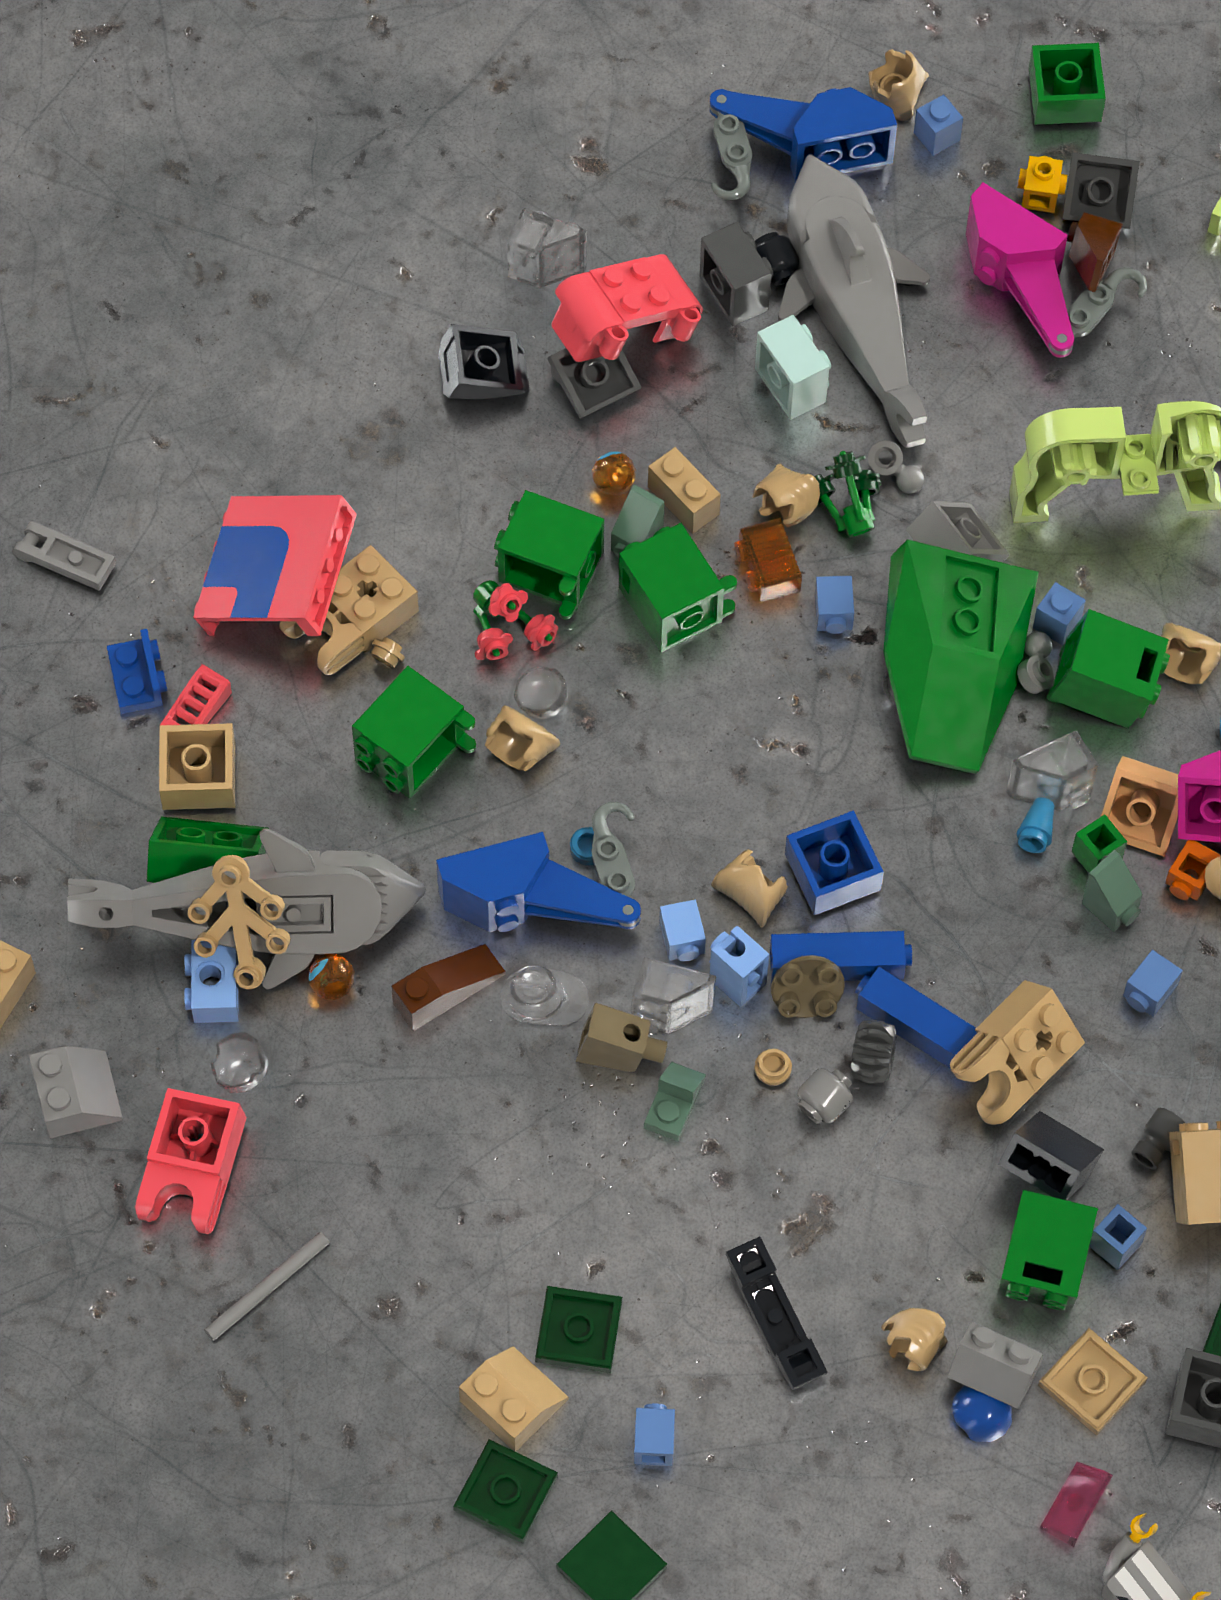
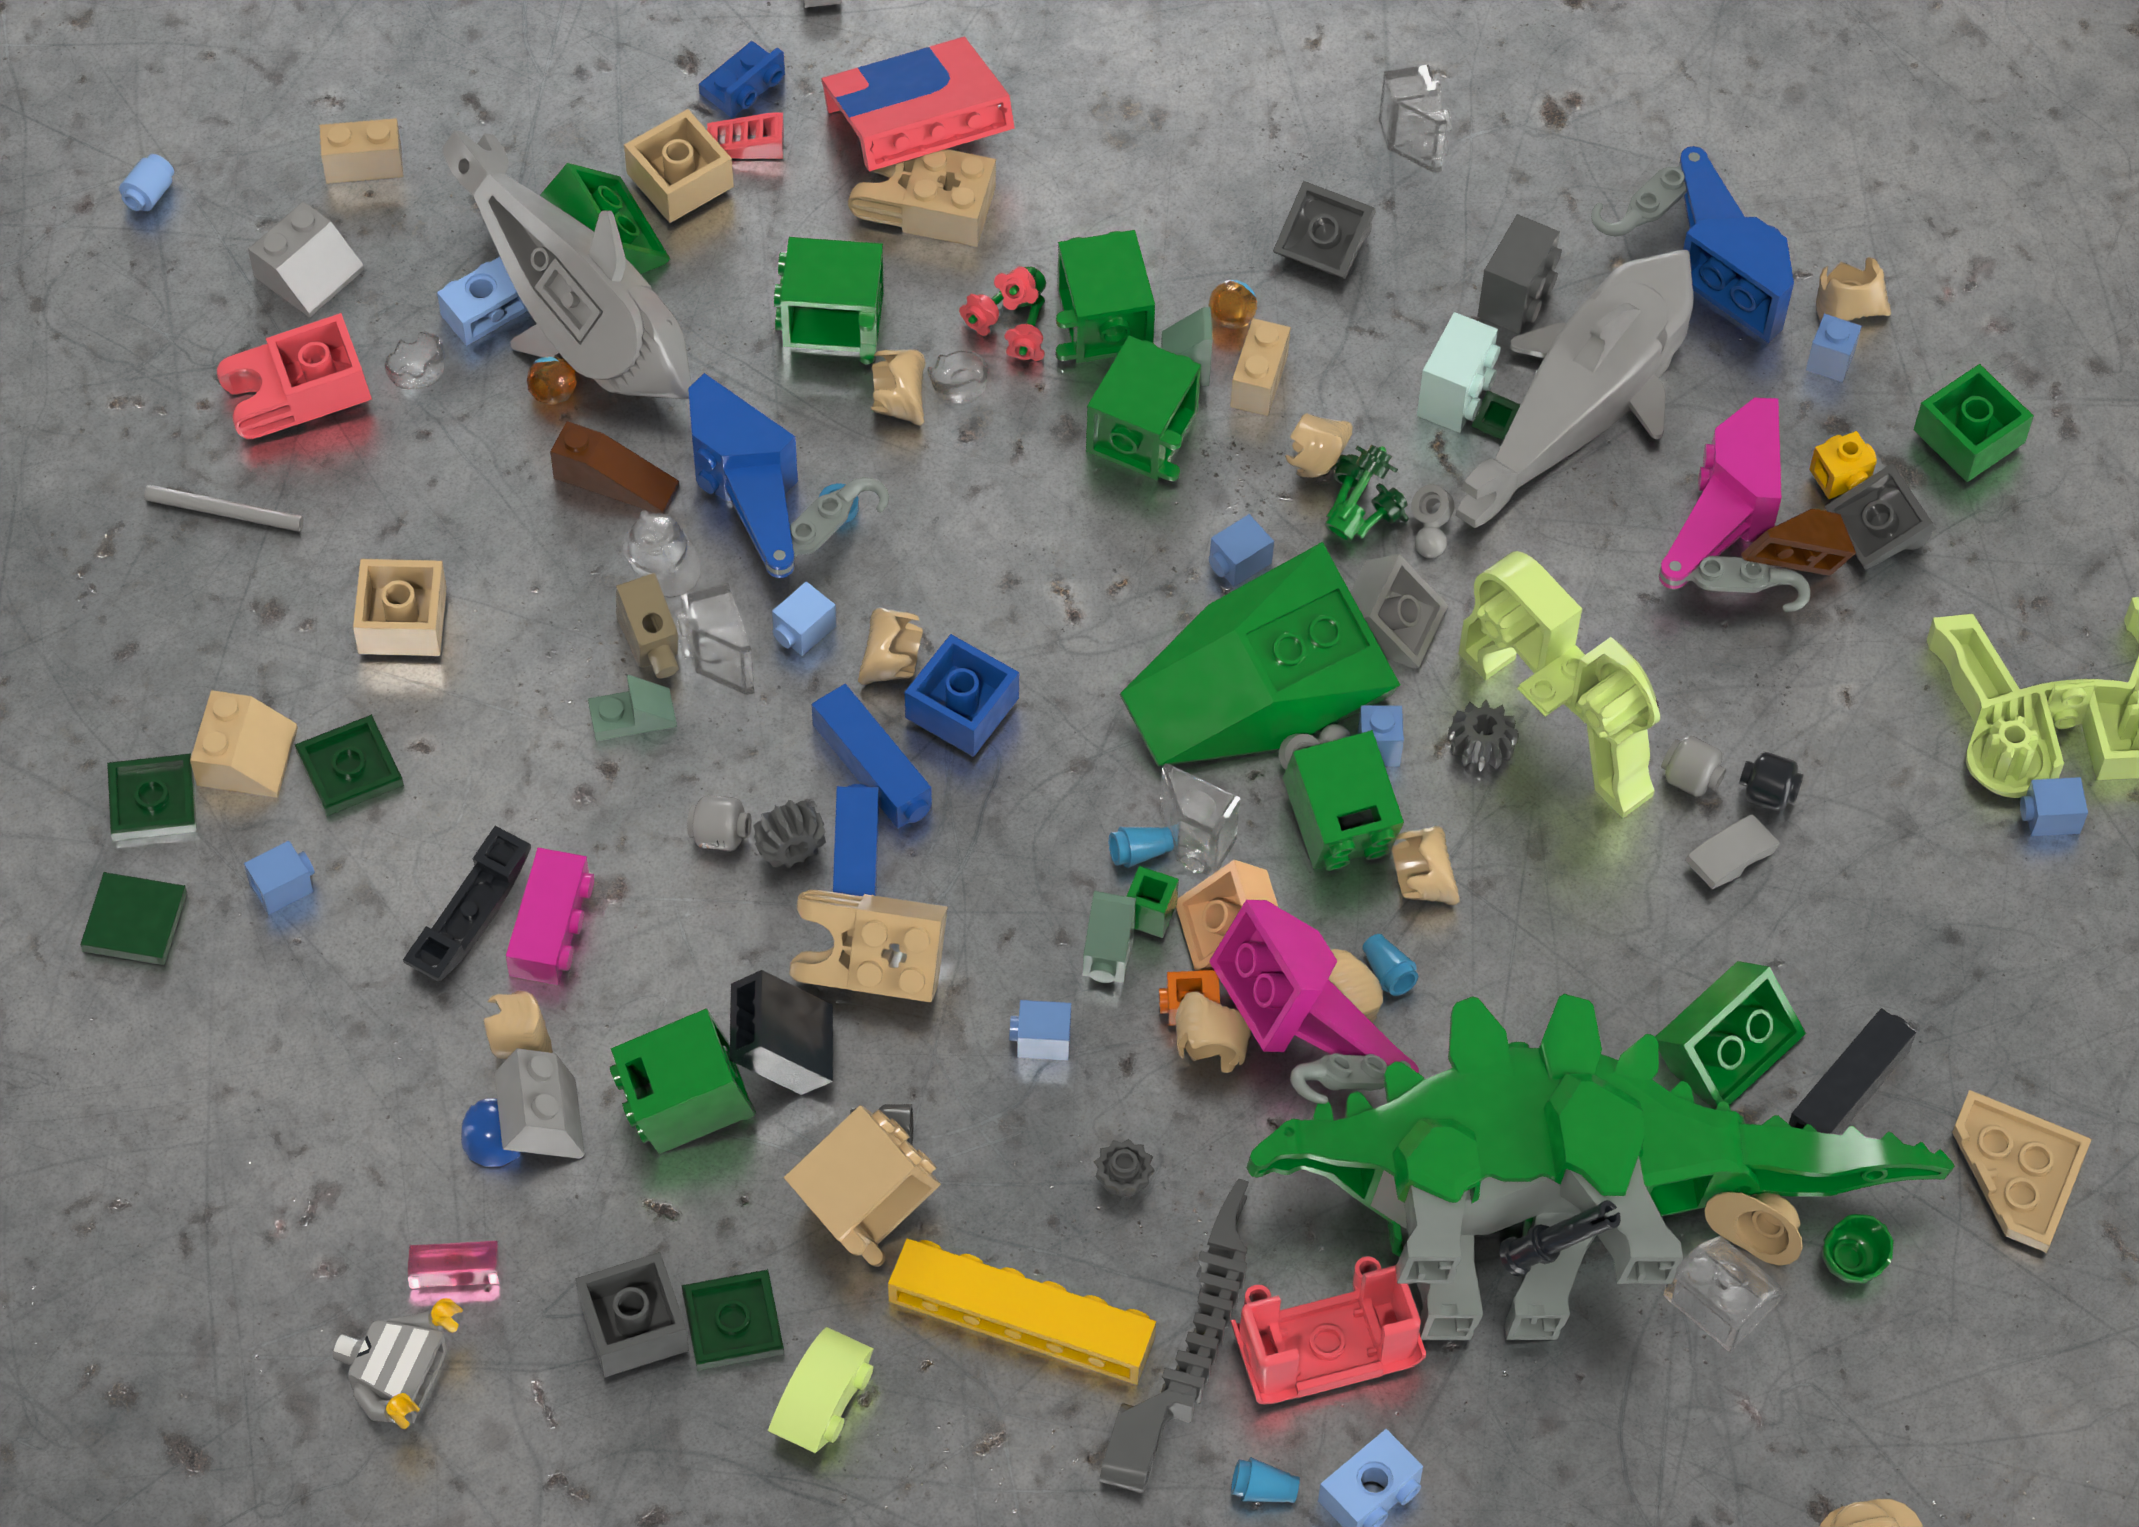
camera: 55 degrees right, 5 degrees down
(239, 917) = (549, 220): tan plant -> none
(387, 652) = (909, 241): tan plate -> none
(471, 1206) = (400, 607): none -> tan brick
(482, 363) = (1264, 146): black slope -> none
(622, 296) = (1403, 194): coral container -> none
(738, 965) = (790, 665): light blue brick -> none
(769, 560) = (1243, 474): clear orange brick -> none
(773, 1067) = (722, 769): tan plate -> none
(780, 254) = (1566, 296): black head -> none
(807, 987) = (816, 745): dark tan dish -> none
(824, 1262) = (549, 916): none -> dark pink brick
(841, 367) = (1495, 415): none -> dark green slope
(1092, 1381) = (590, 1210): tan tile -> none
(1115, 550) = (1483, 735): none -> dark grey gear
(1117, 1236) = (745, 1140): medium blue brick -> none

